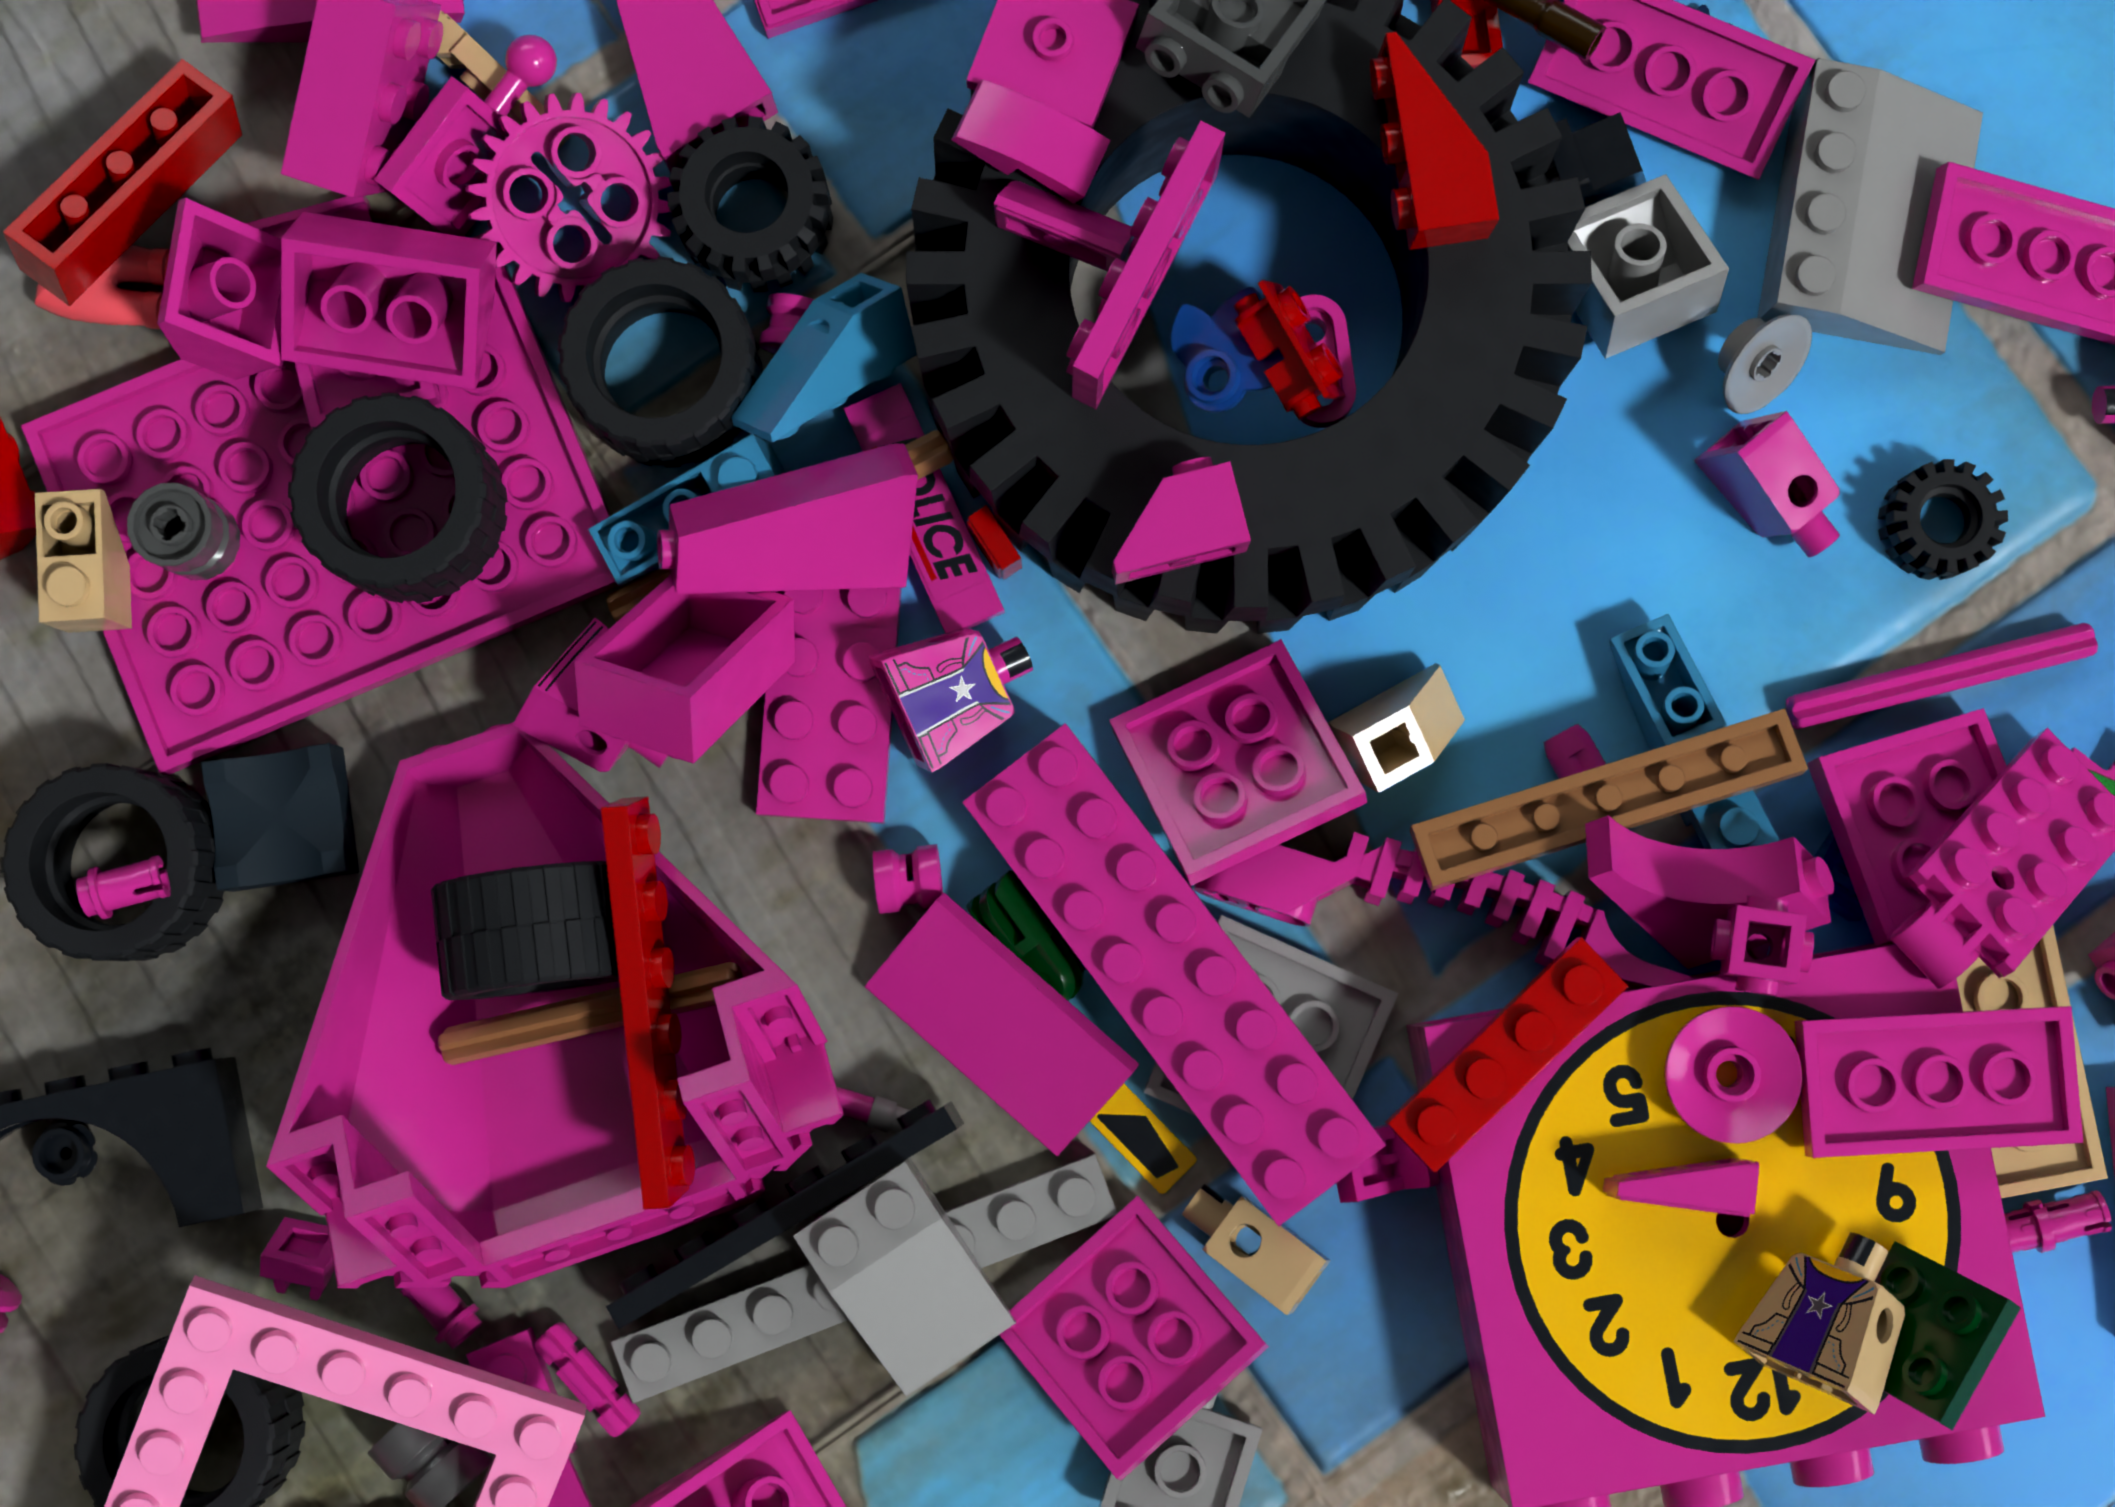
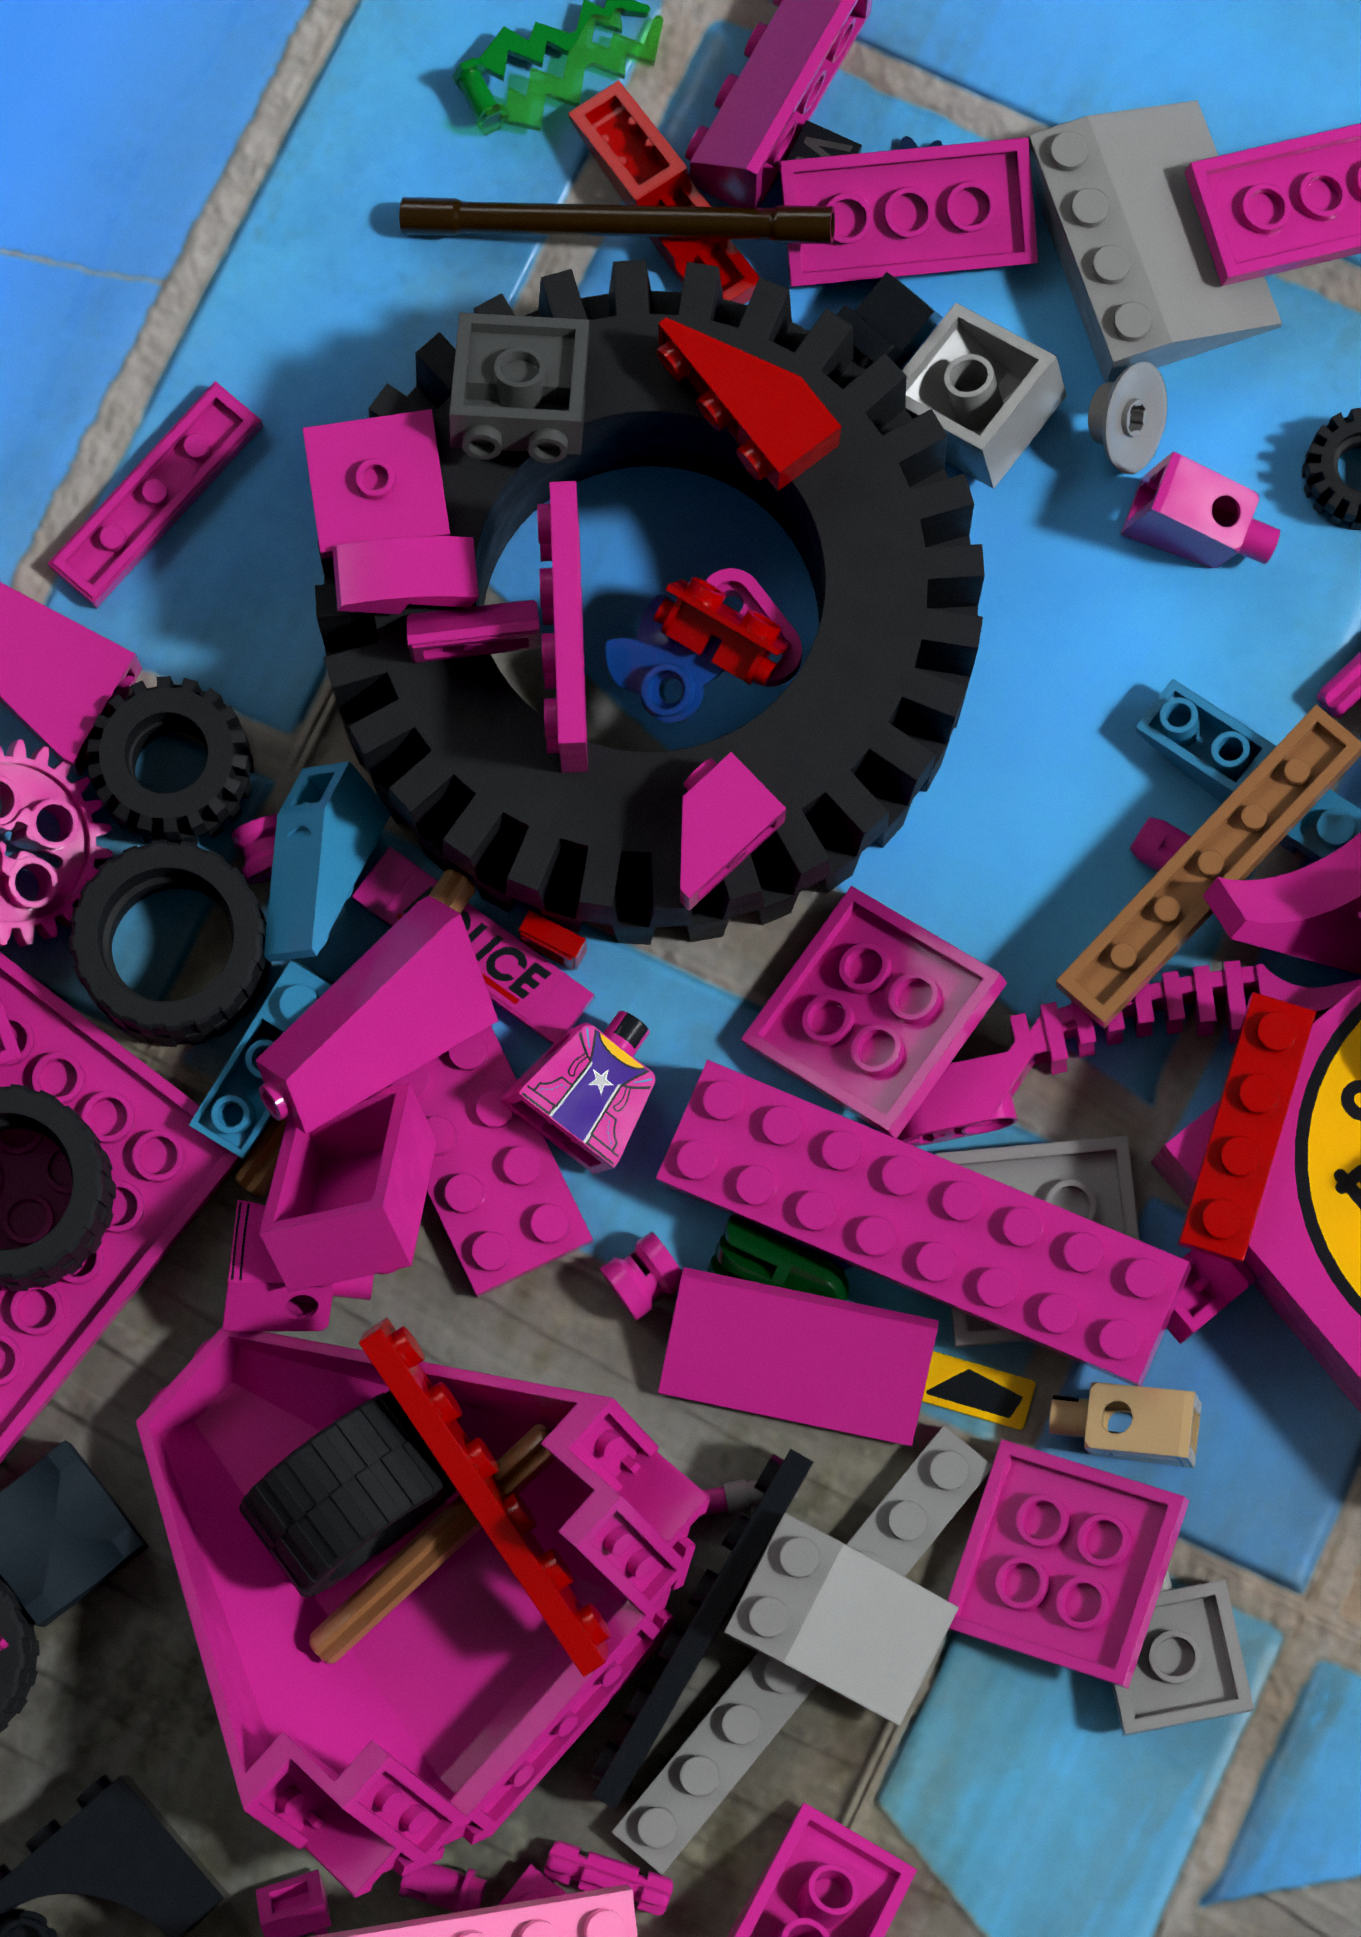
camera: 30 degrees left, 5 degrees down
(1399, 729) = (998, 905): tan slope -> none

